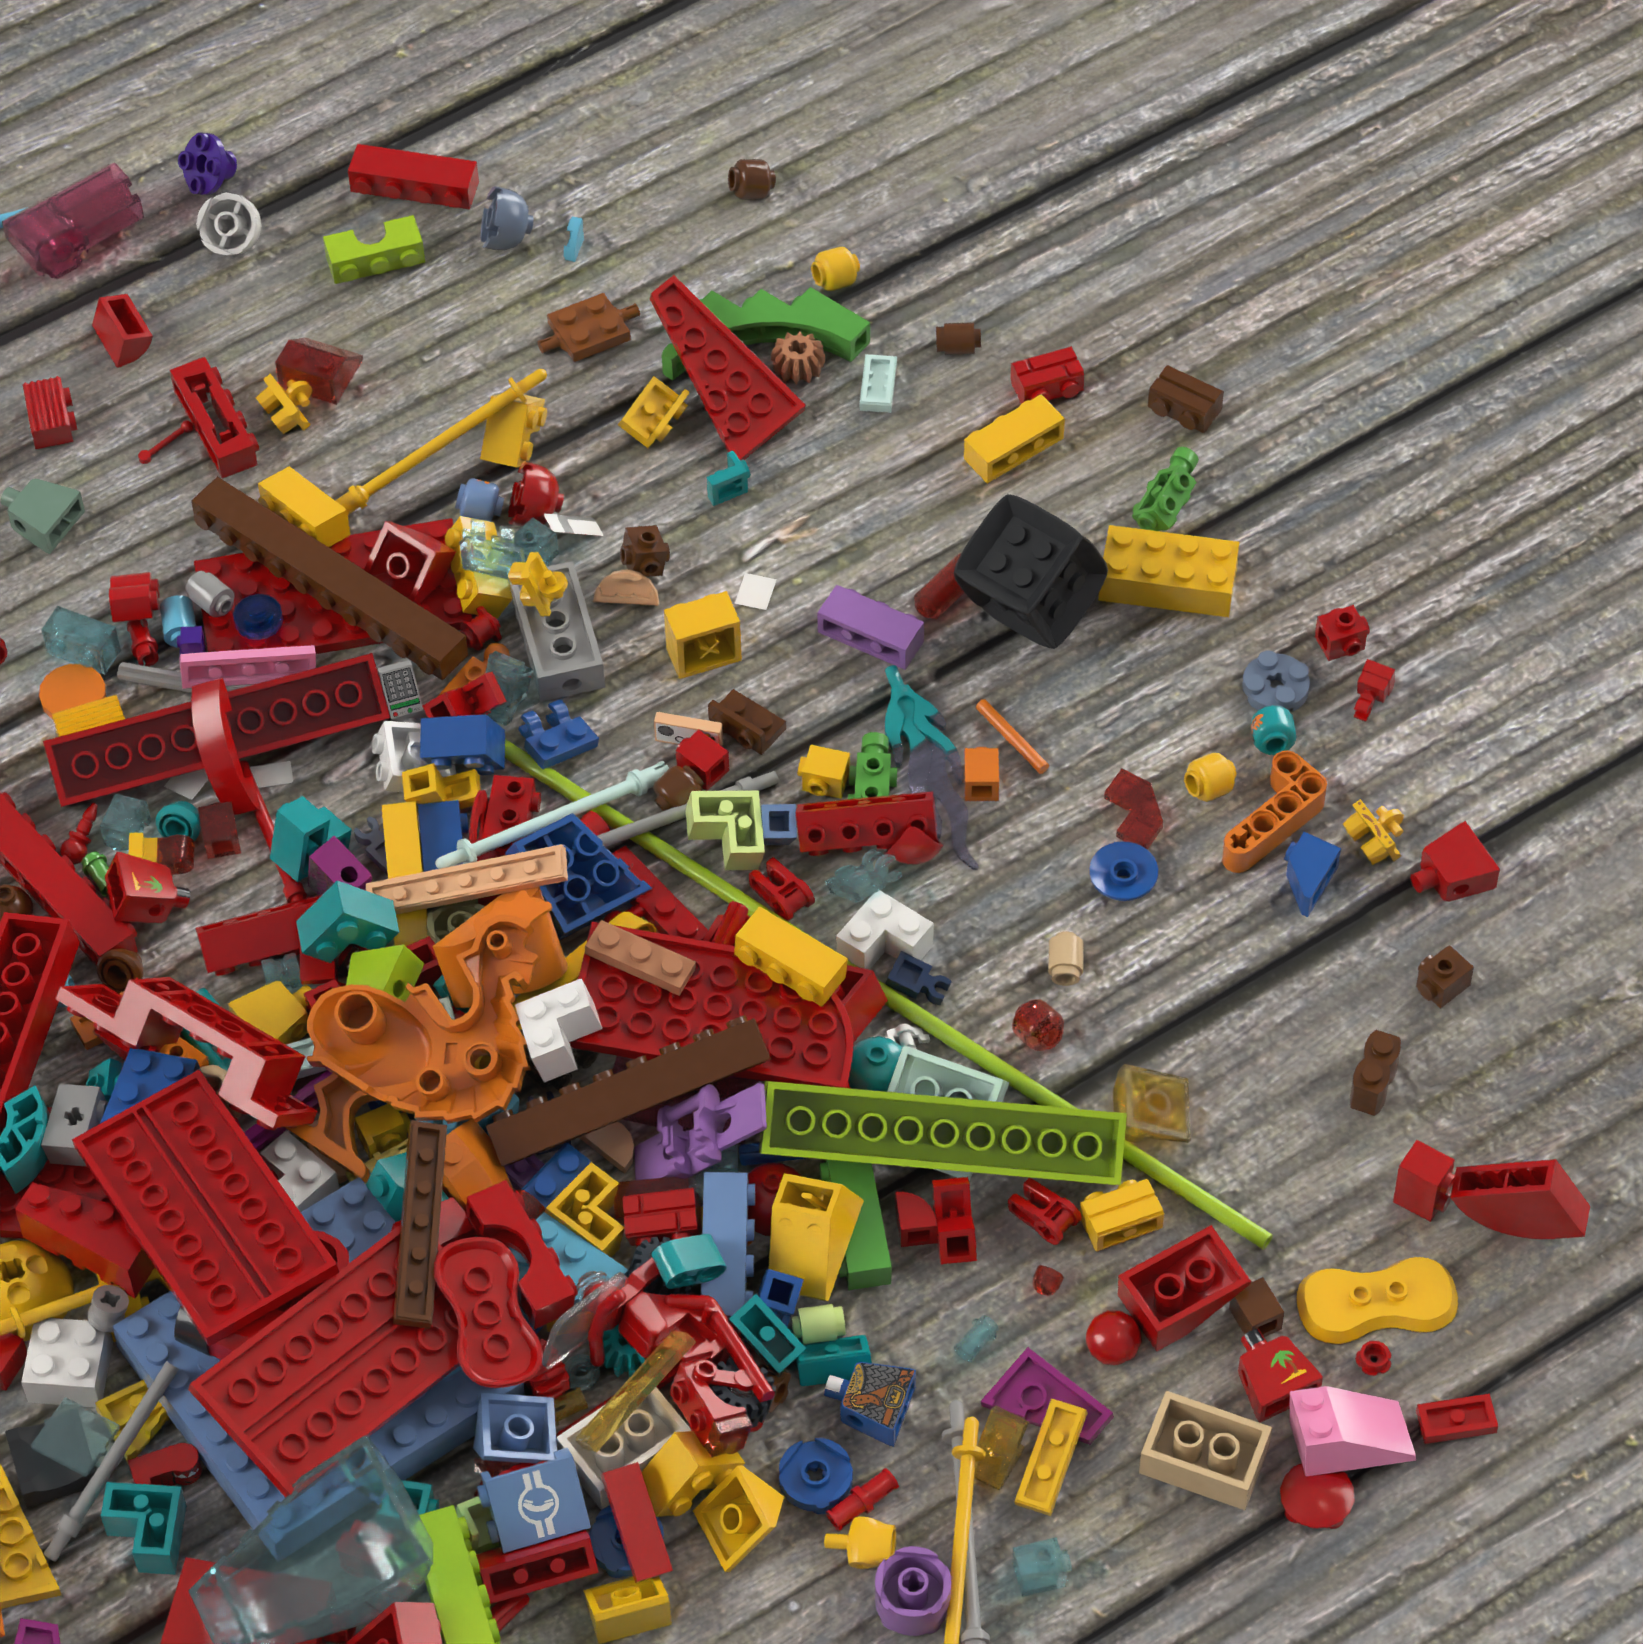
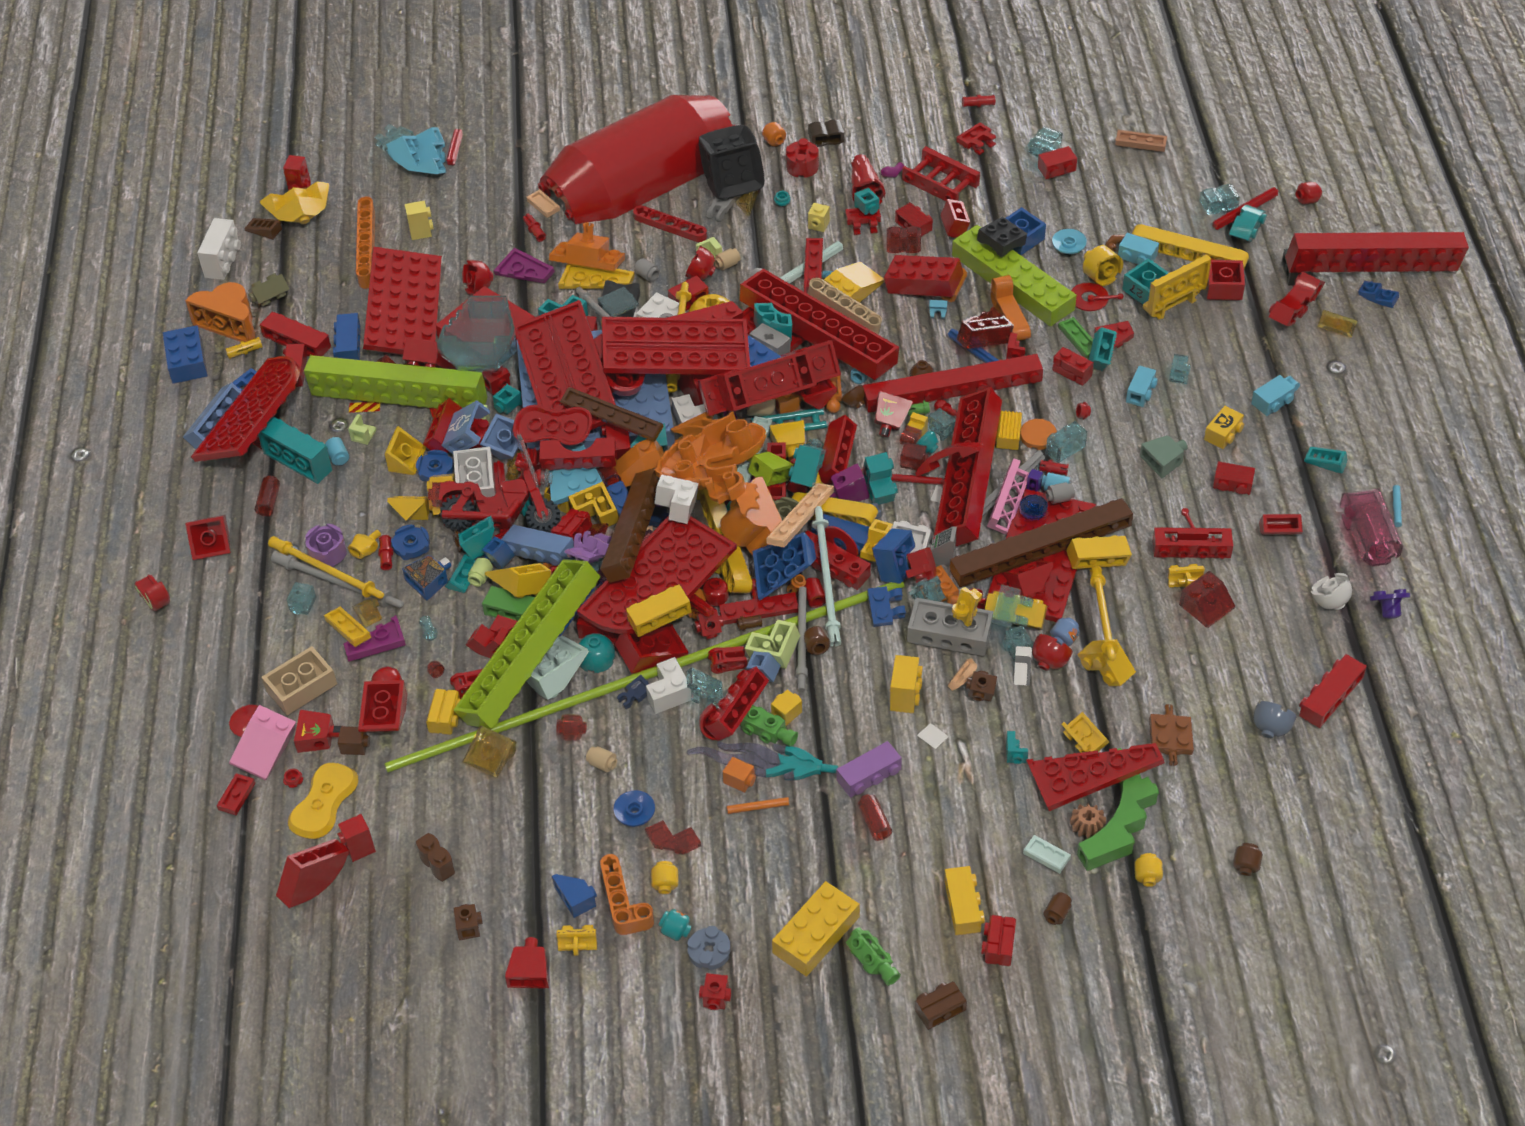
camera: 120 degrees right, 5 degrees down
(133, 597) = (1080, 466): red brick -> none
(354, 260) = (1283, 668): lime arch -> none
(576, 239) = (1245, 753): medium azure tile -> none
(635, 1391) = (481, 469): clear yellow tile -> none
(636, 1522) = (431, 460): red tile -> none
(640, 957) = (700, 552): nougat plate -> none
(674, 728) = (851, 660): tile -> none
(689, 1261) = (530, 514): teal beam -> none
(699, 902) = (749, 622): none -> reddish brown pin
(704, 757) = (829, 658): red brick -> none
(747, 721) = (844, 689): reddish brown bracket -> none
(905, 1033) = (608, 674): white piece -> none
(1031, 571) = (839, 834): black piece -> none
(1373, 684) = (671, 991): red piece -> none

